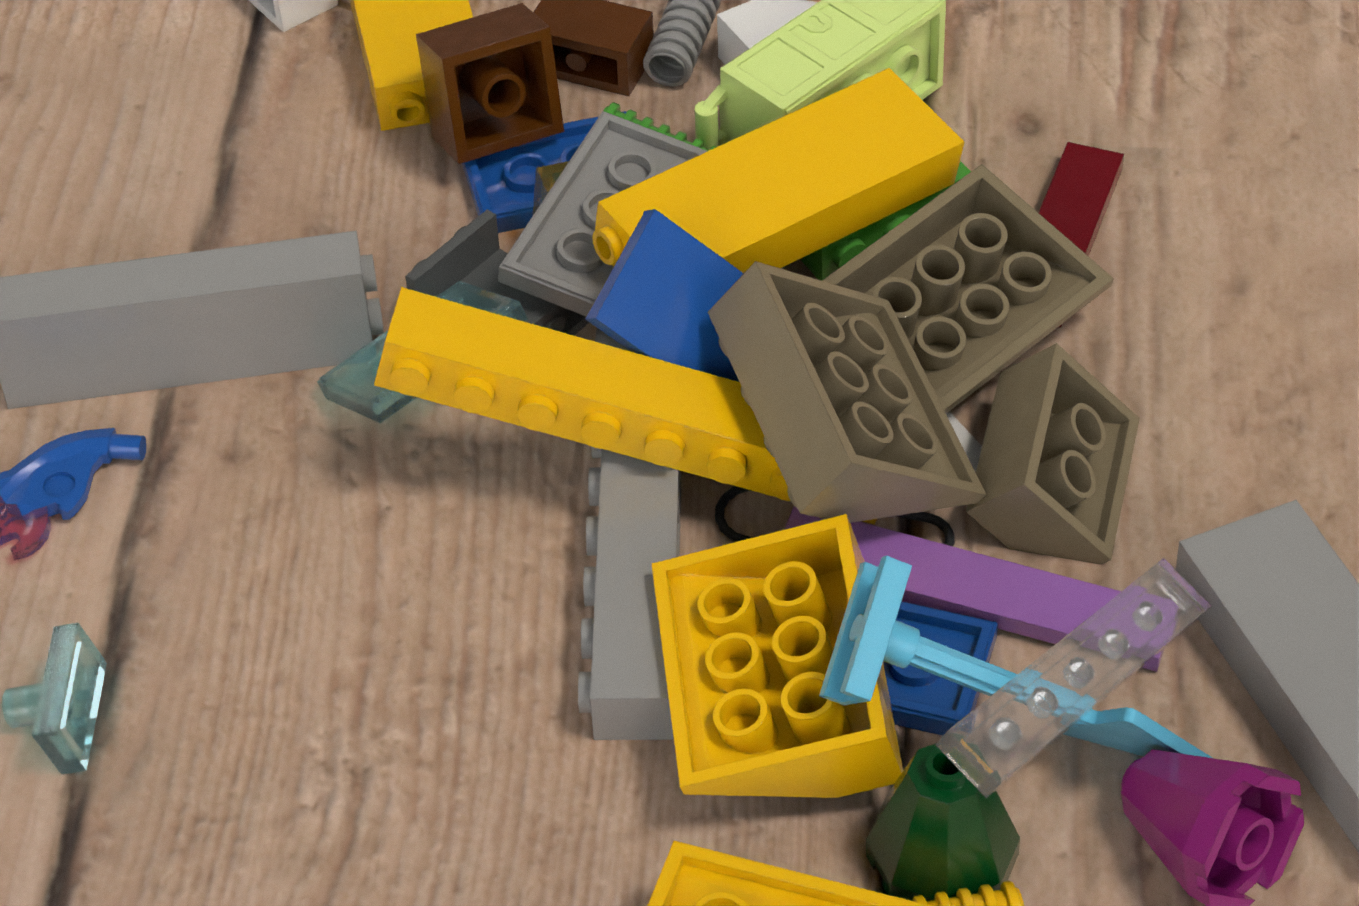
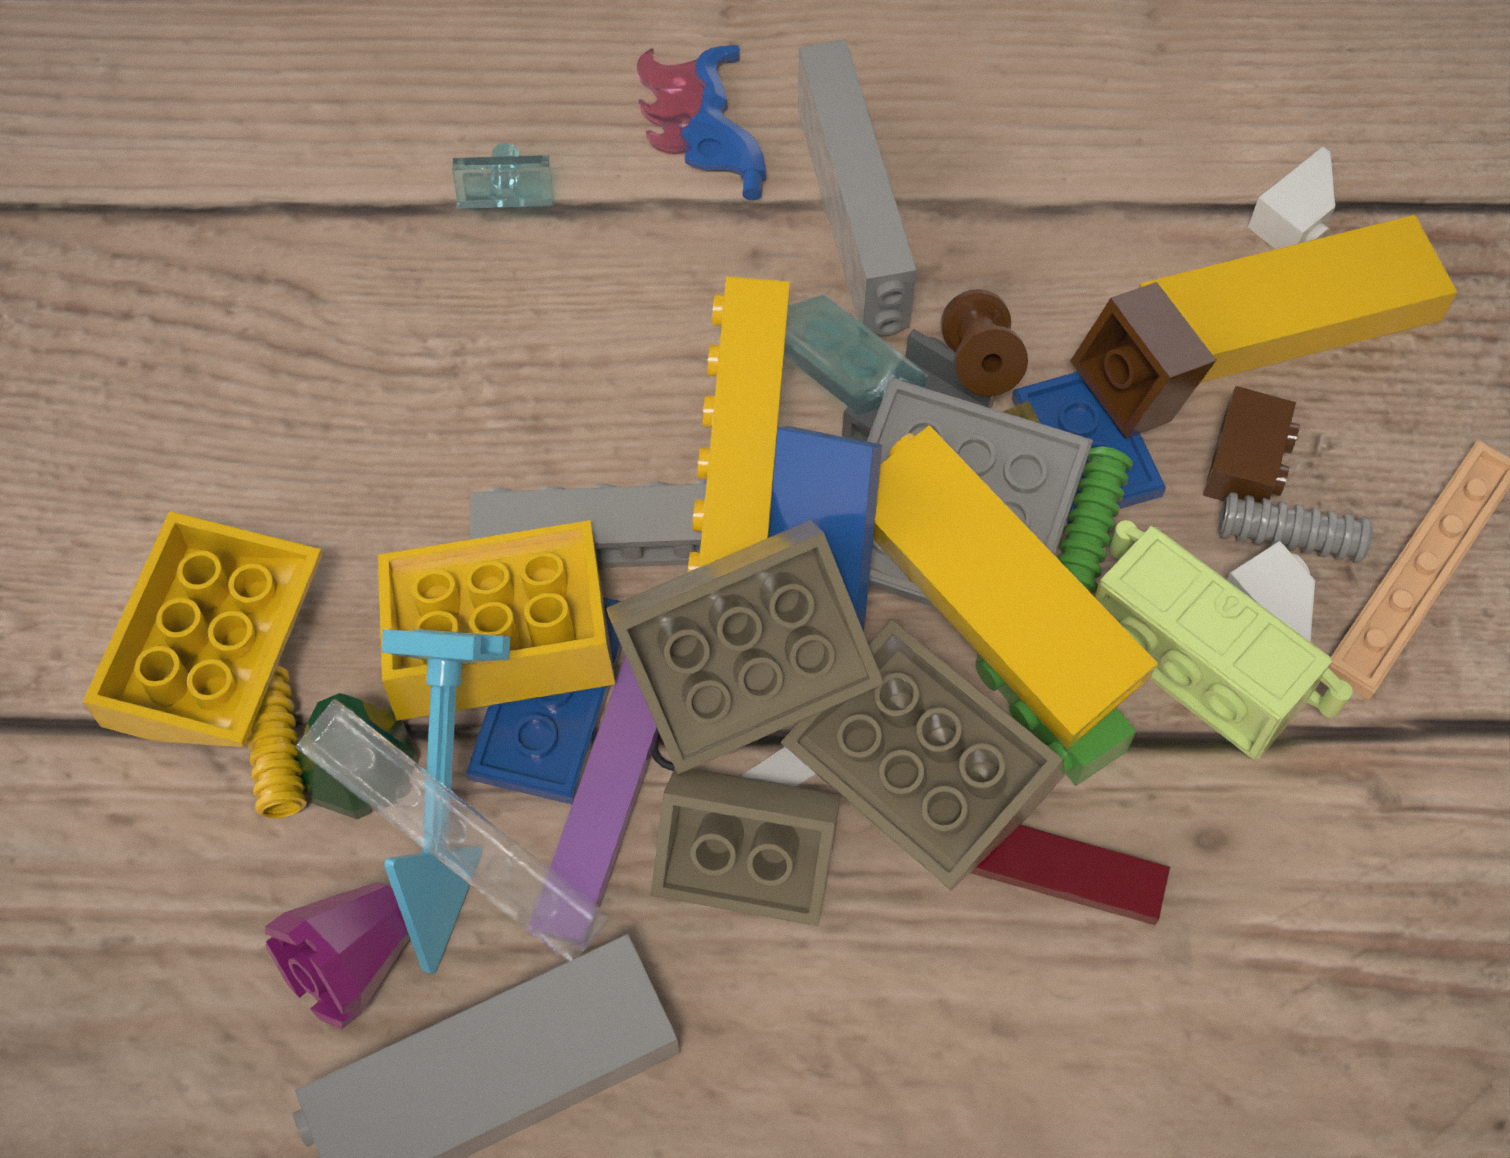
camera: 85 degrees right, 15 degrees up
(470, 196) = (987, 352): none -> reddish brown piece

